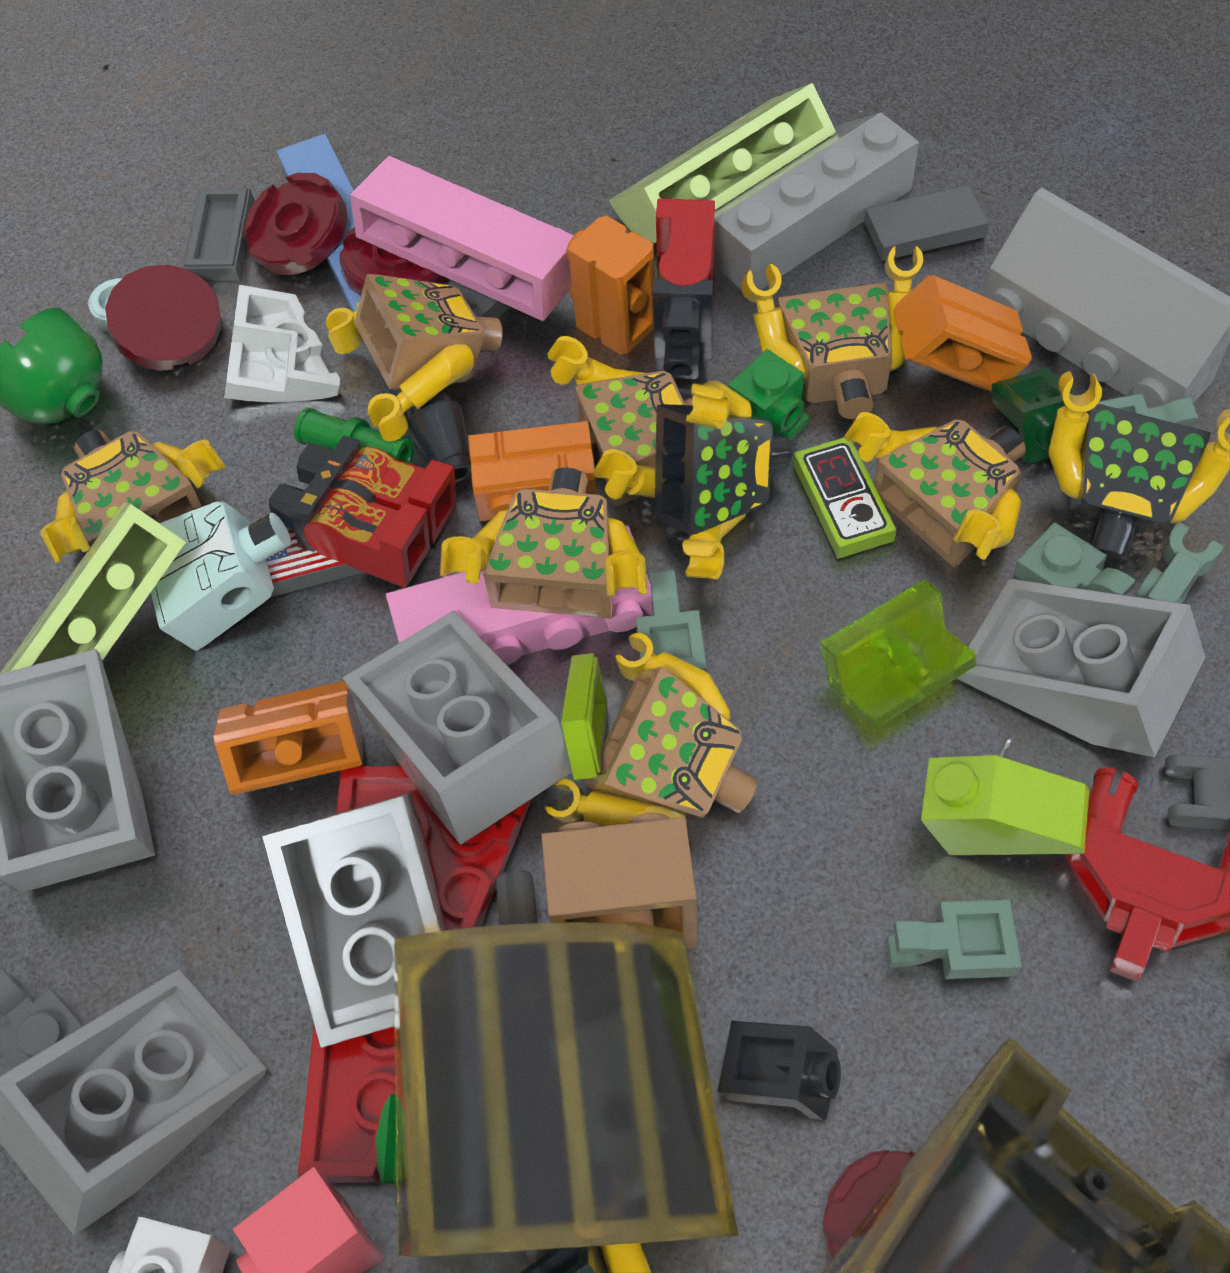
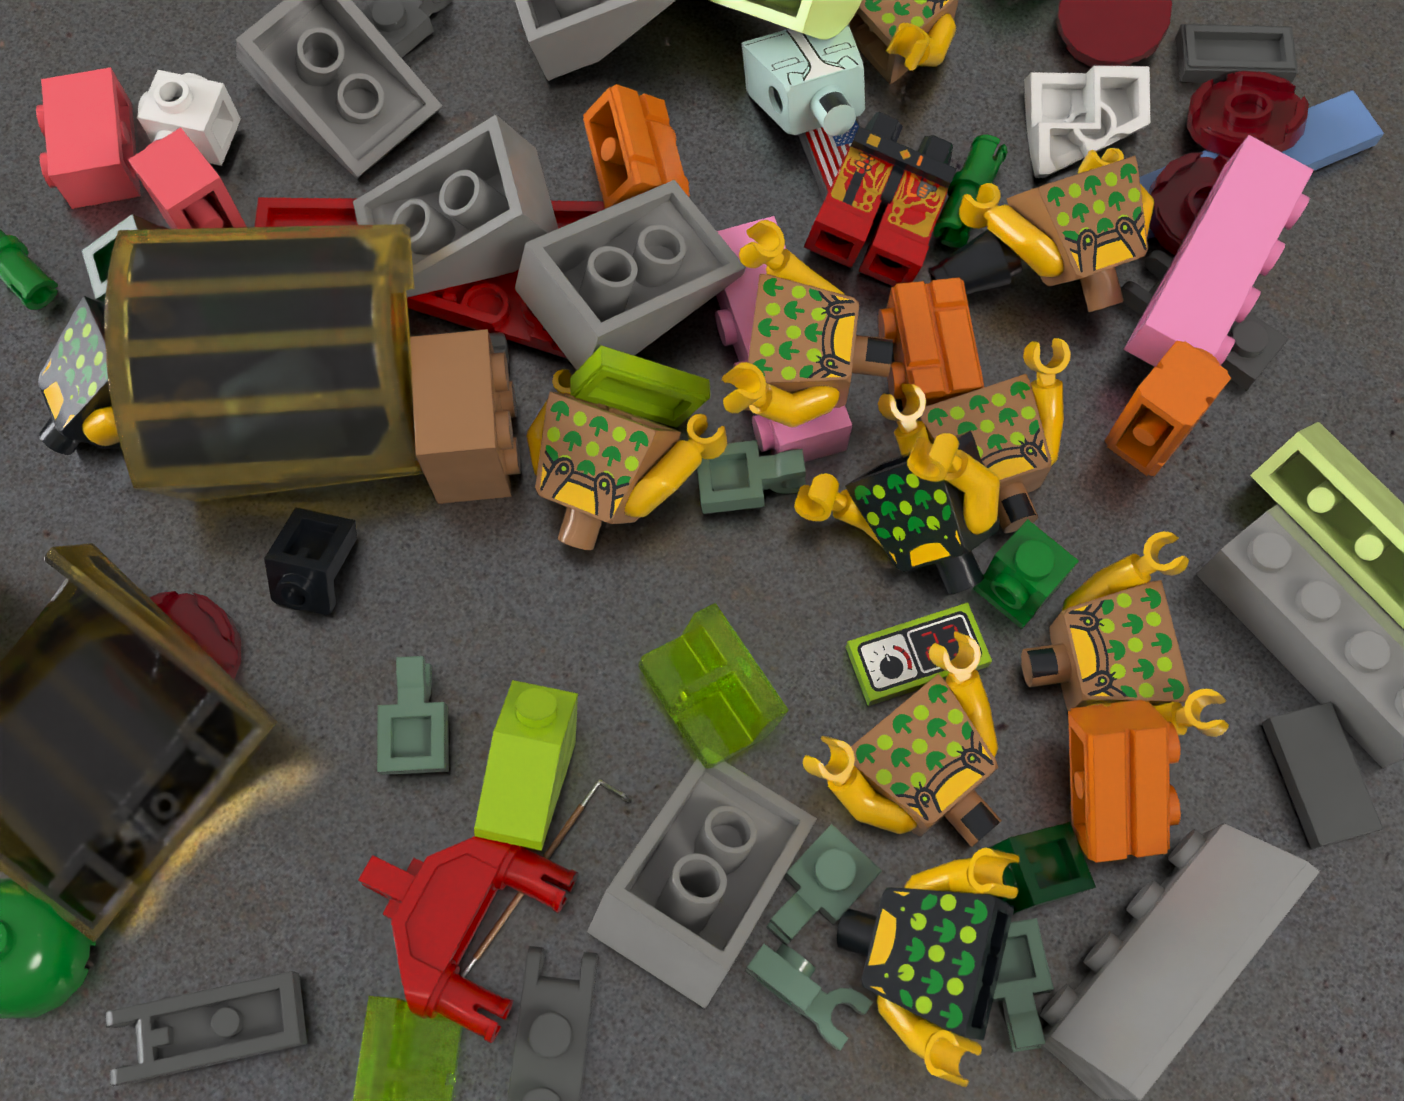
camera: 85 degrees right, 10 degrees up
(684, 285) = (1171, 484): hips -> none

